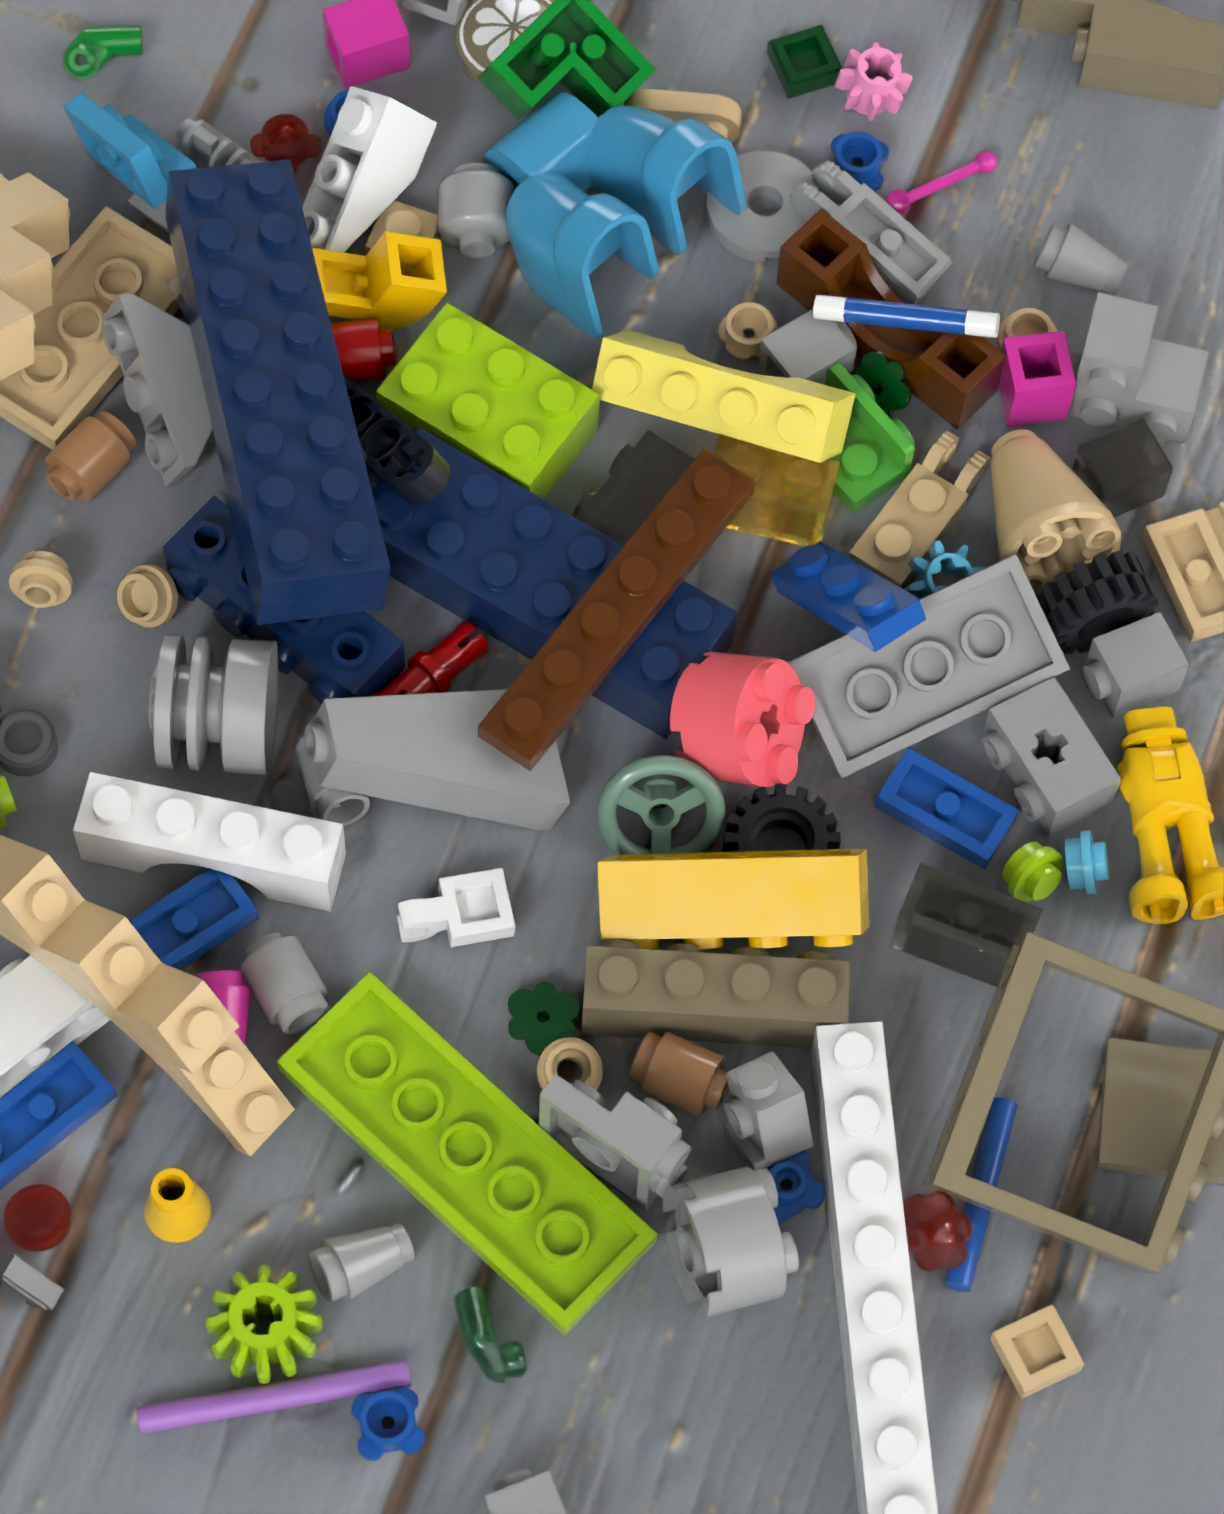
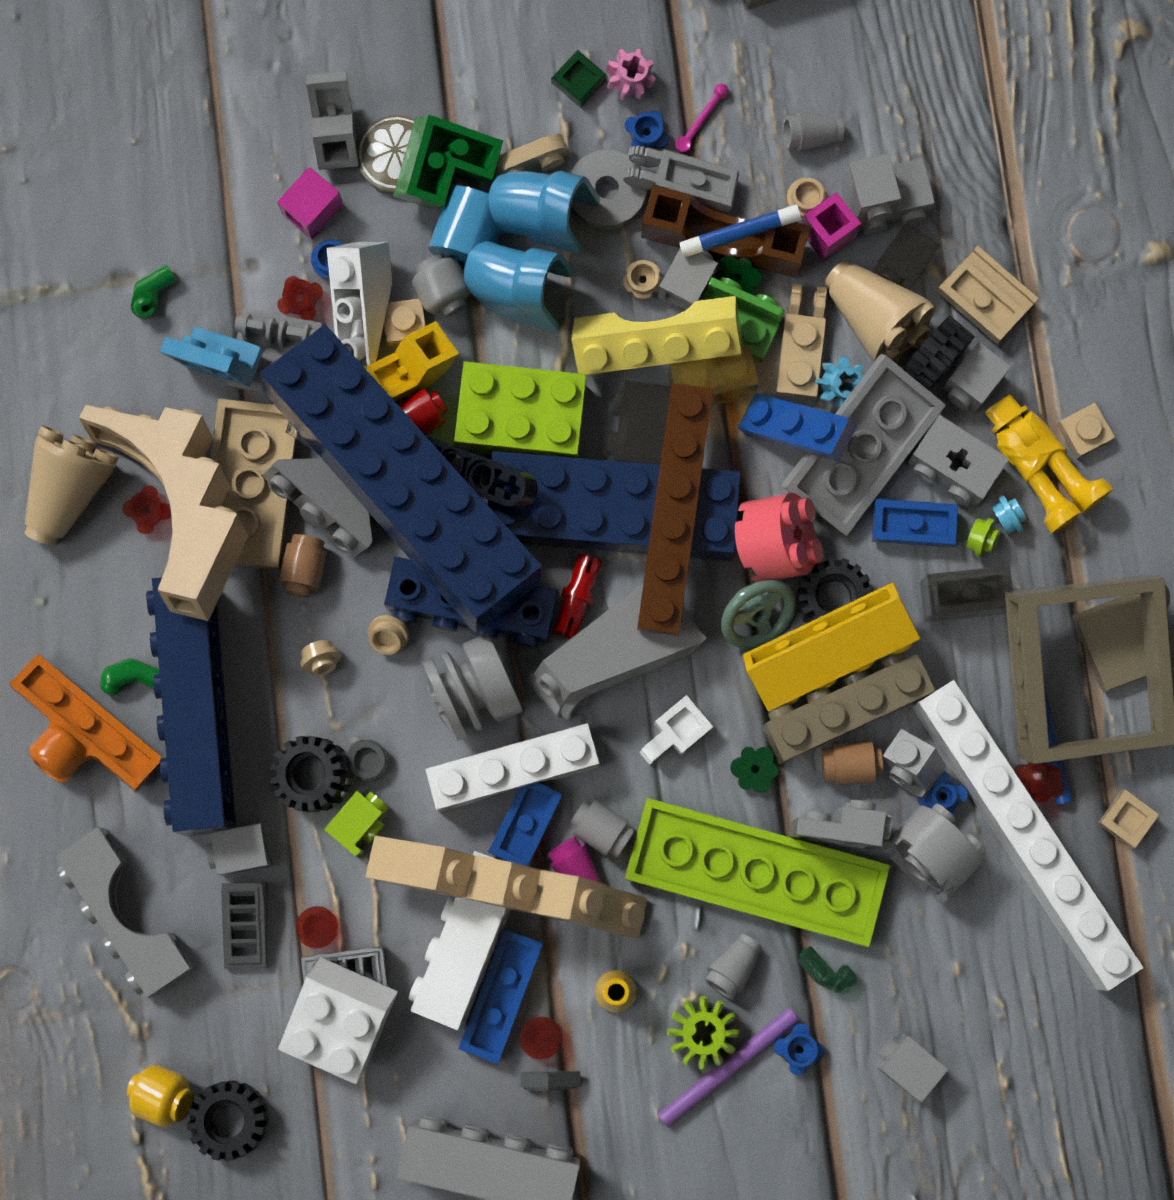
camera: 25 degrees left, 15 degrees up
(574, 1050) = (799, 797): tan plate -> none

